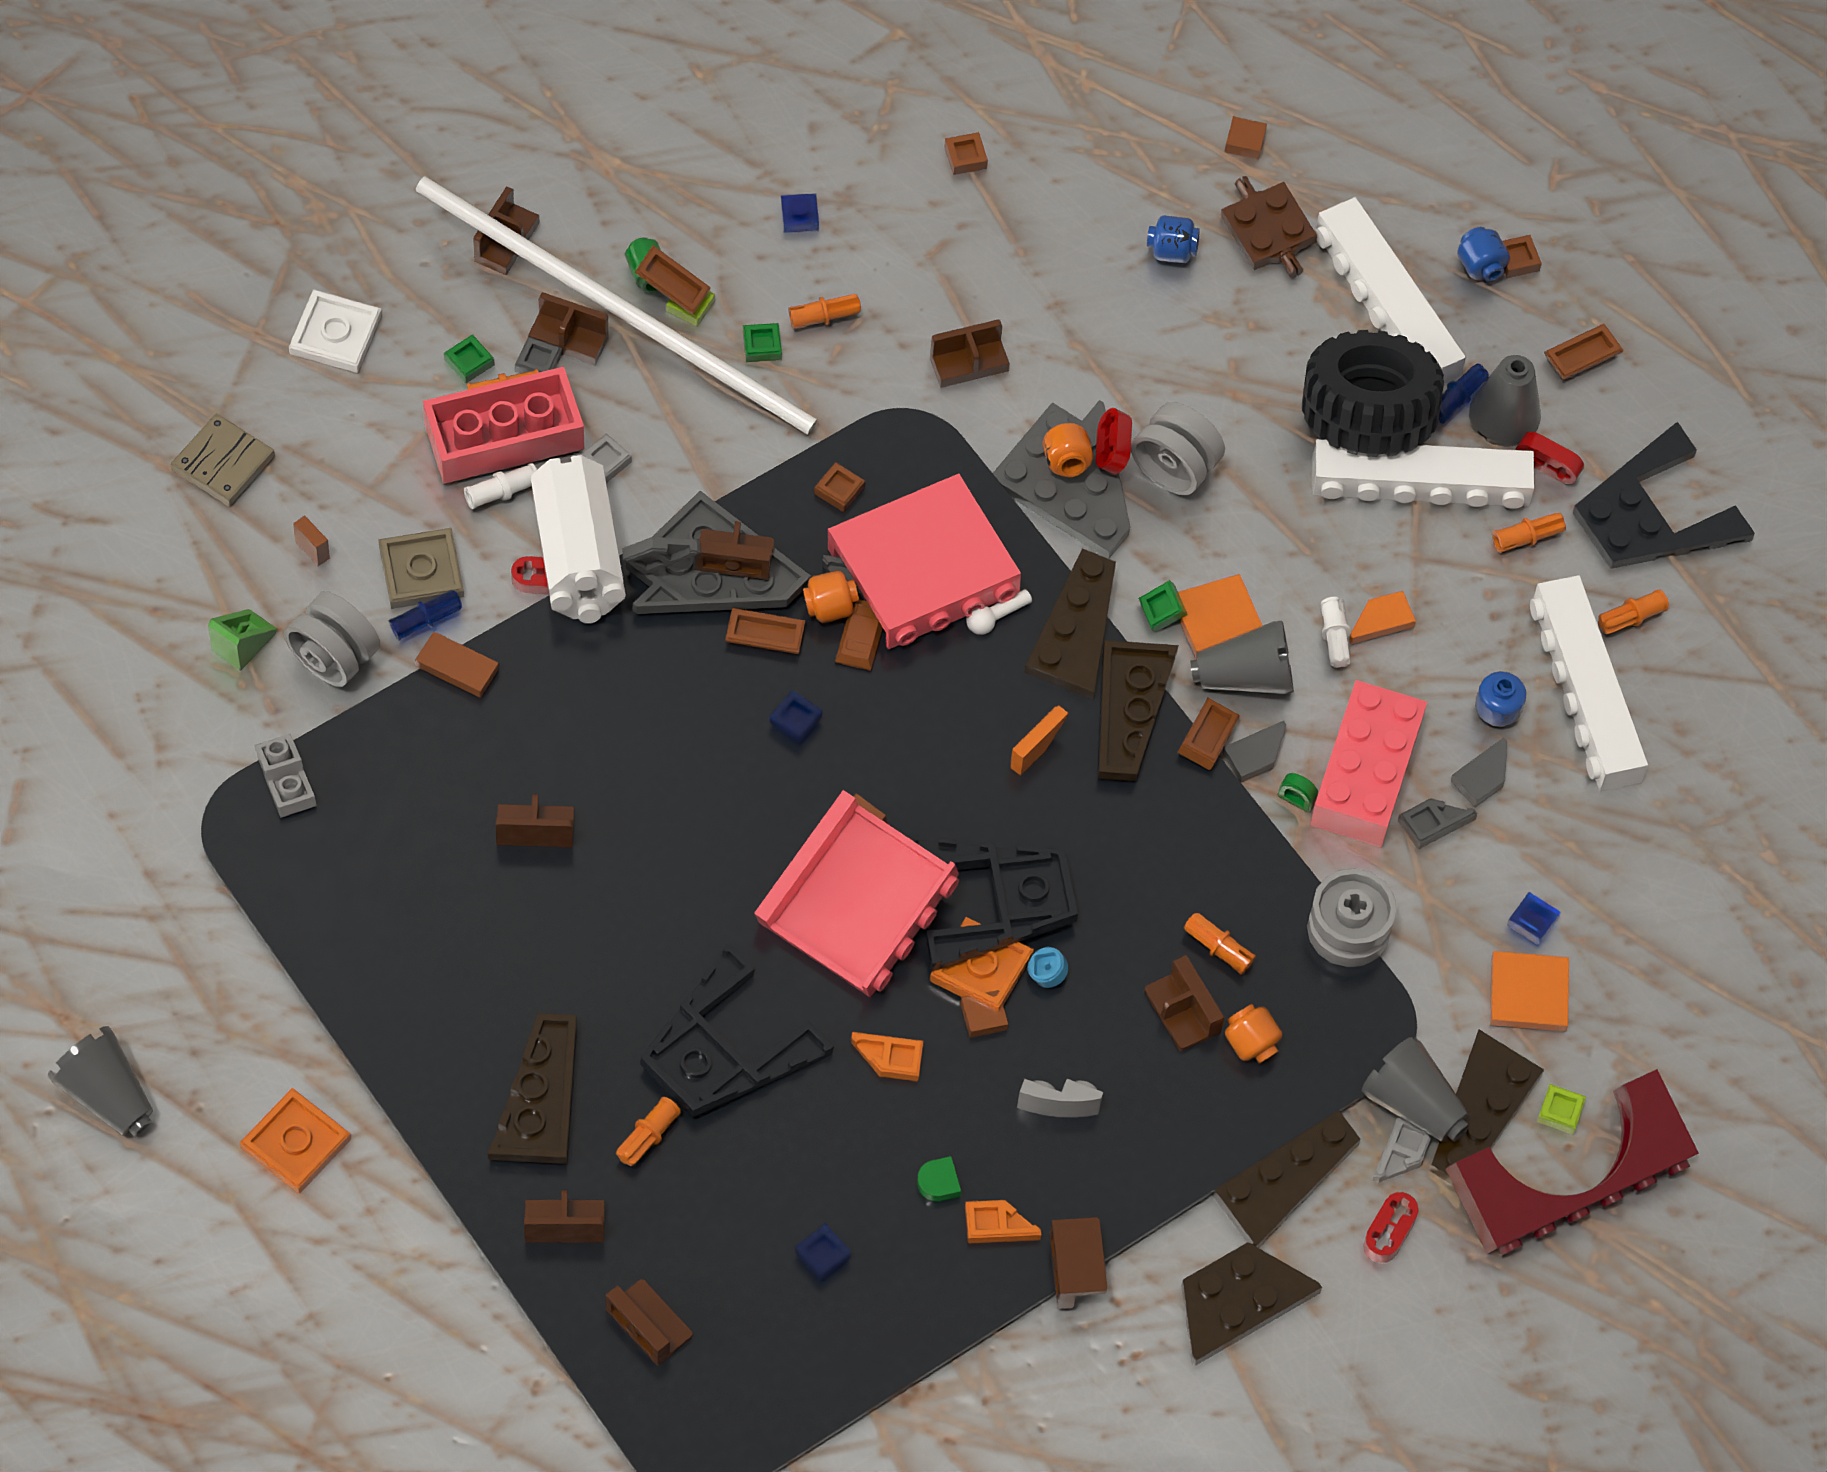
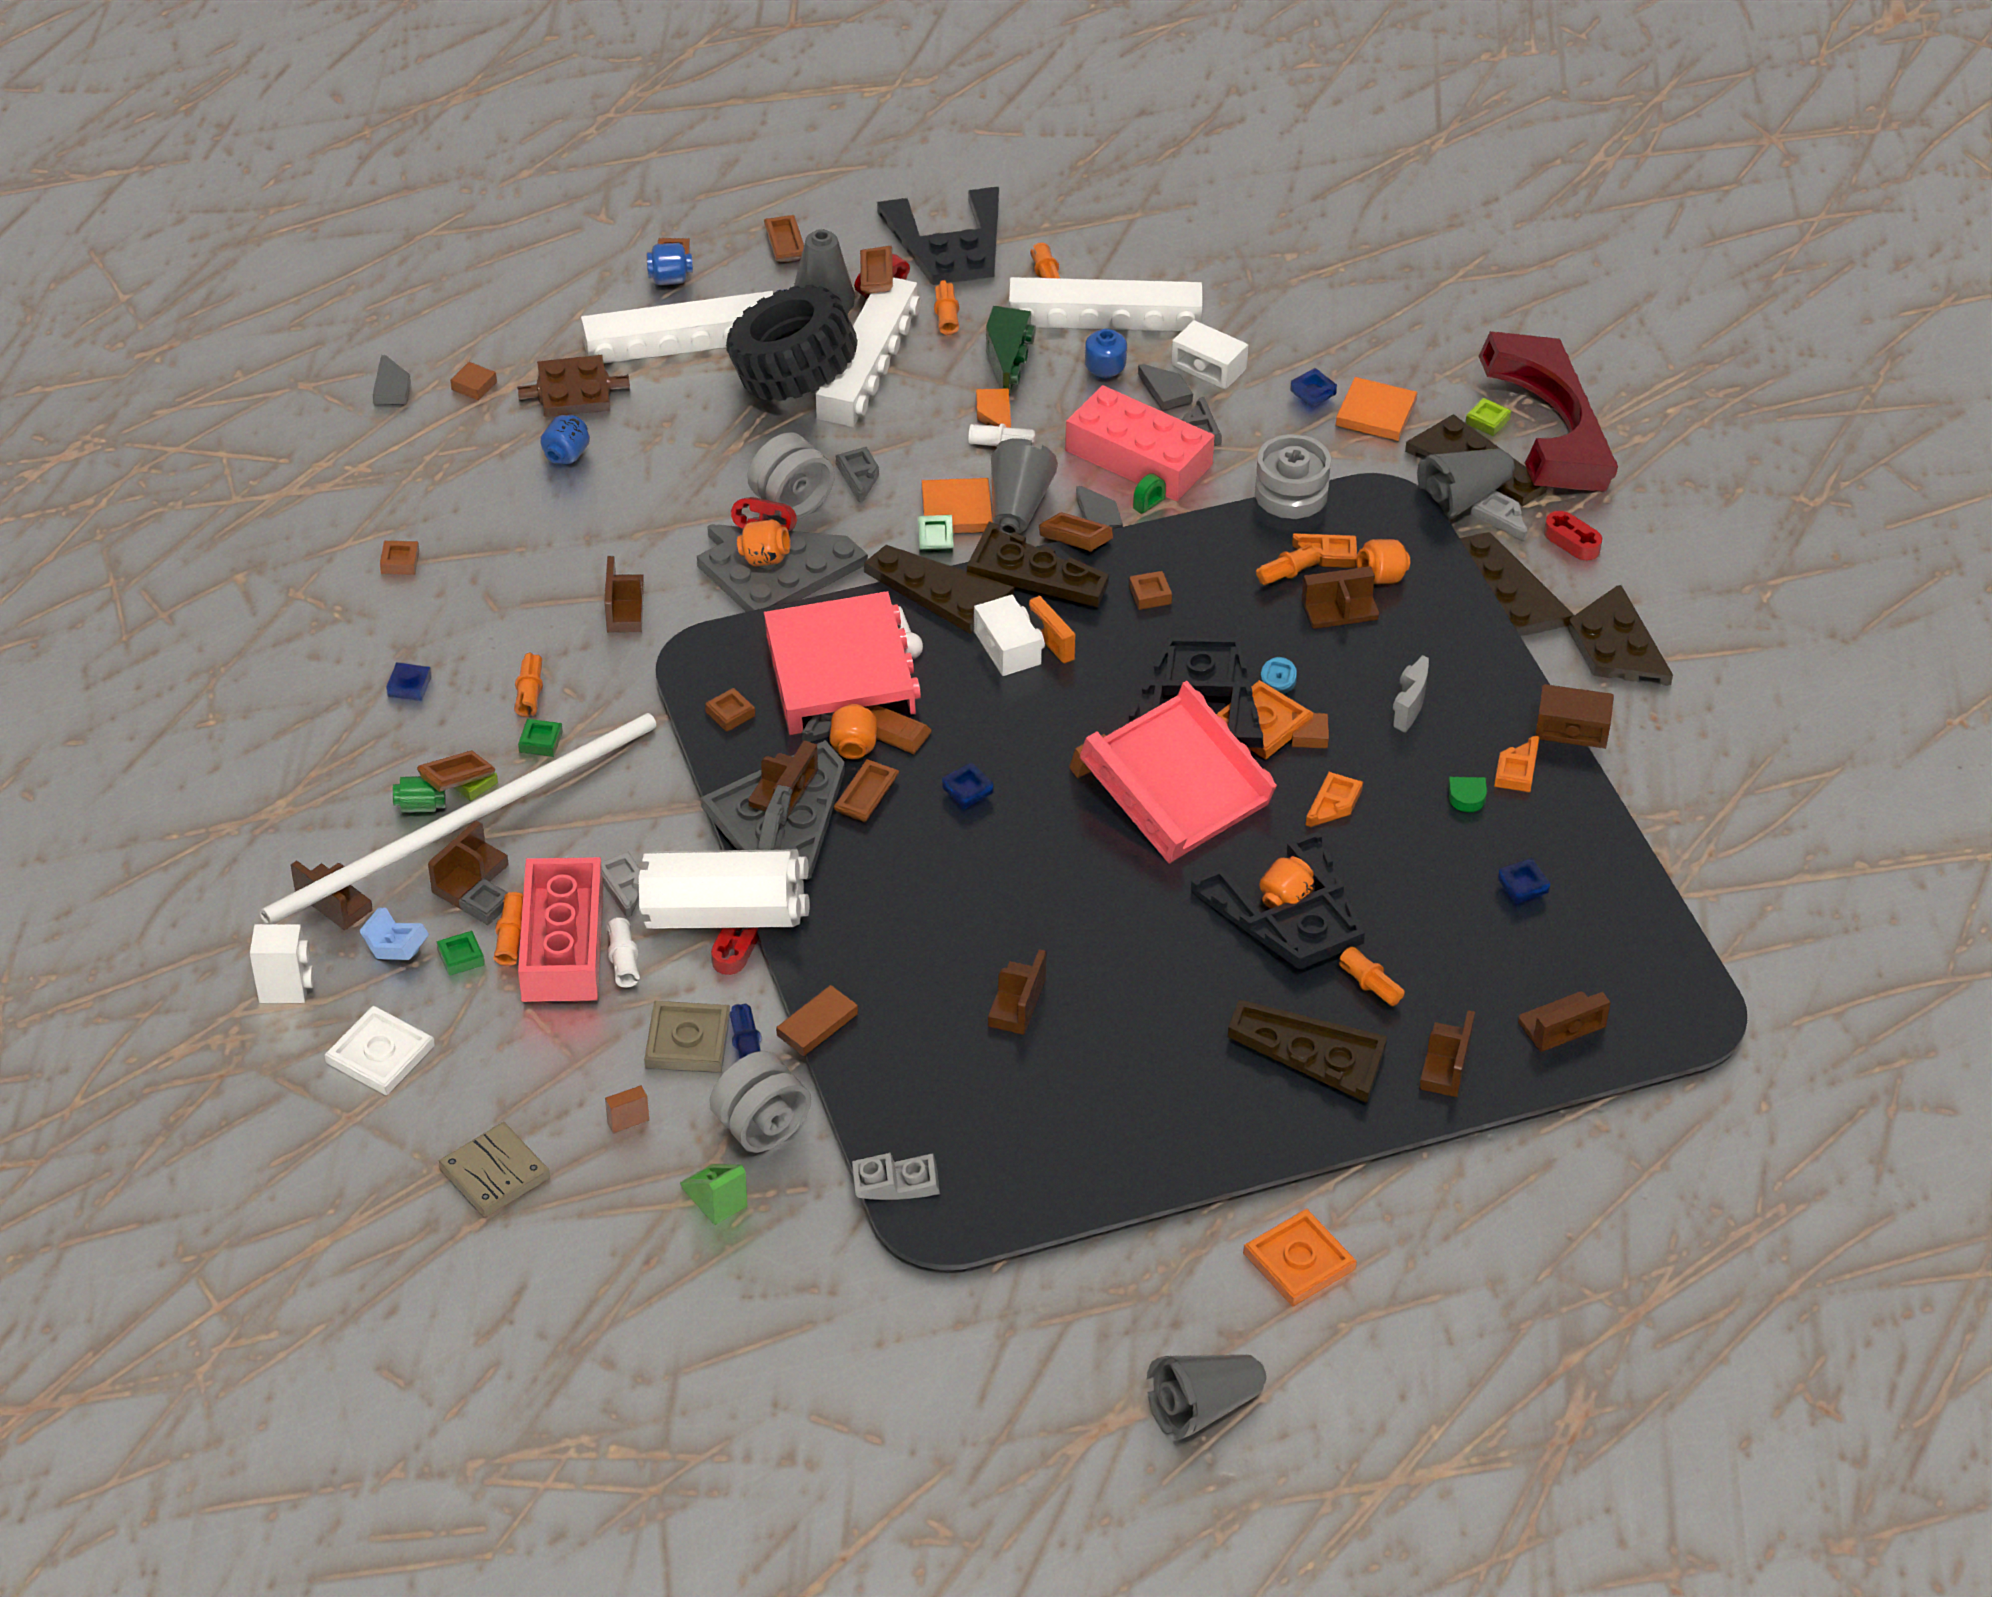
camera: 70 degrees left, 15 degrees down
(390, 217) = (280, 963): none -> white brick
(463, 296) = (392, 939): none -> light blue bracket
(745, 1029) = (1286, 882): none -> orange head
(1017, 702) = (1008, 635): none -> white brick
(1140, 822) = (1150, 590): none -> dark orange tile
(1214, 68) = (391, 383): none -> dark grey tile
(1239, 516) = (858, 470): none -> dark grey tile
(1266, 982) = (1333, 549): none -> orange tile
(1487, 600) = (1006, 343): none -> dark green slope
(1532, 442) = (876, 269): none -> dark orange tile
(1546, 802) = (1209, 354): none -> white brick

